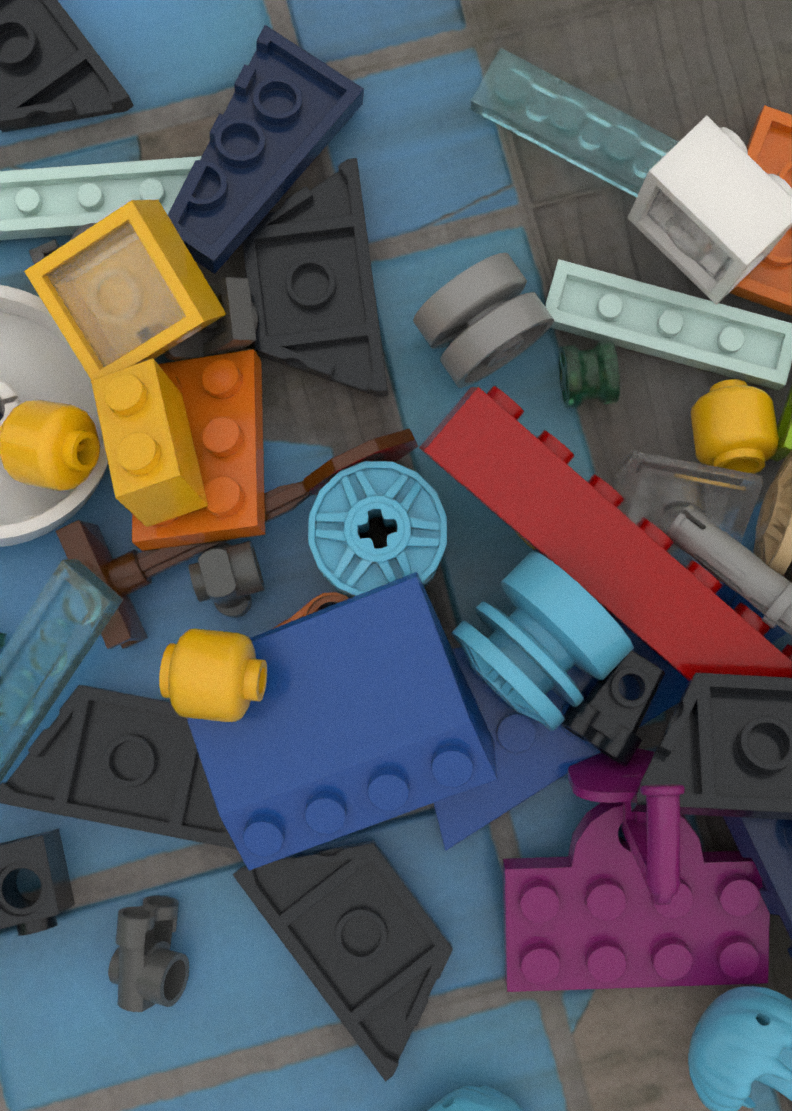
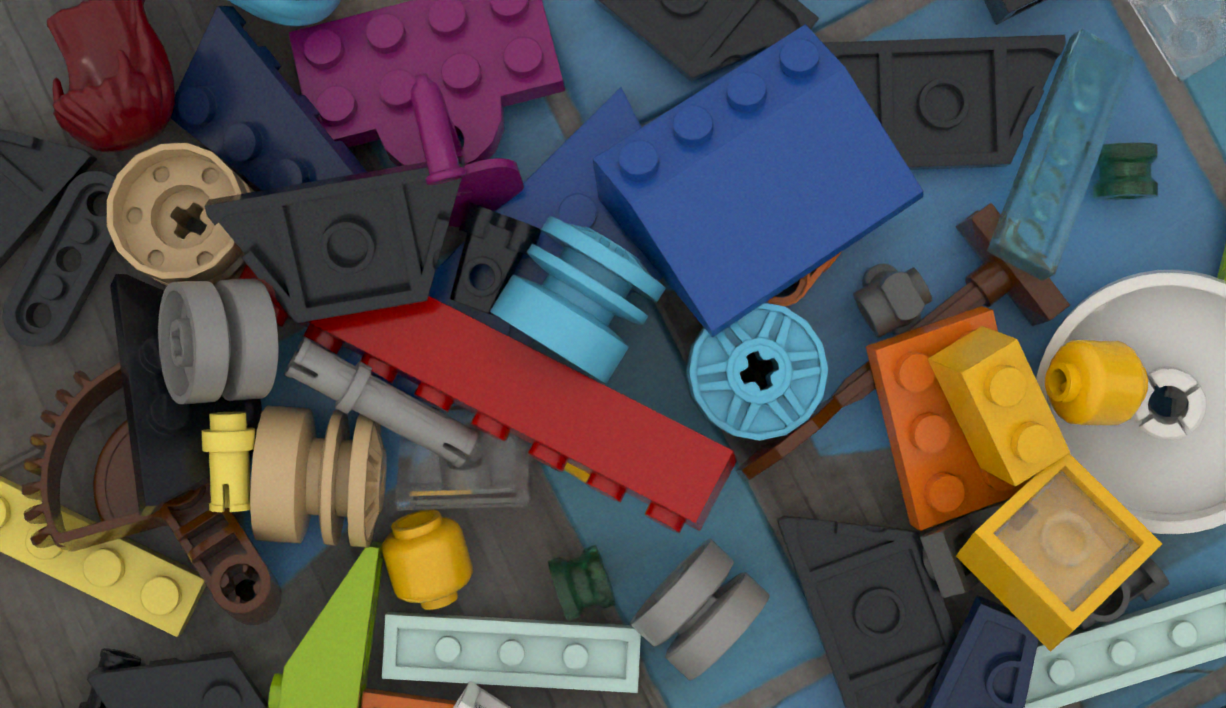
camera: 170 degrees right, 5 degrees up
(212, 675) = (883, 194): yellow head -> none

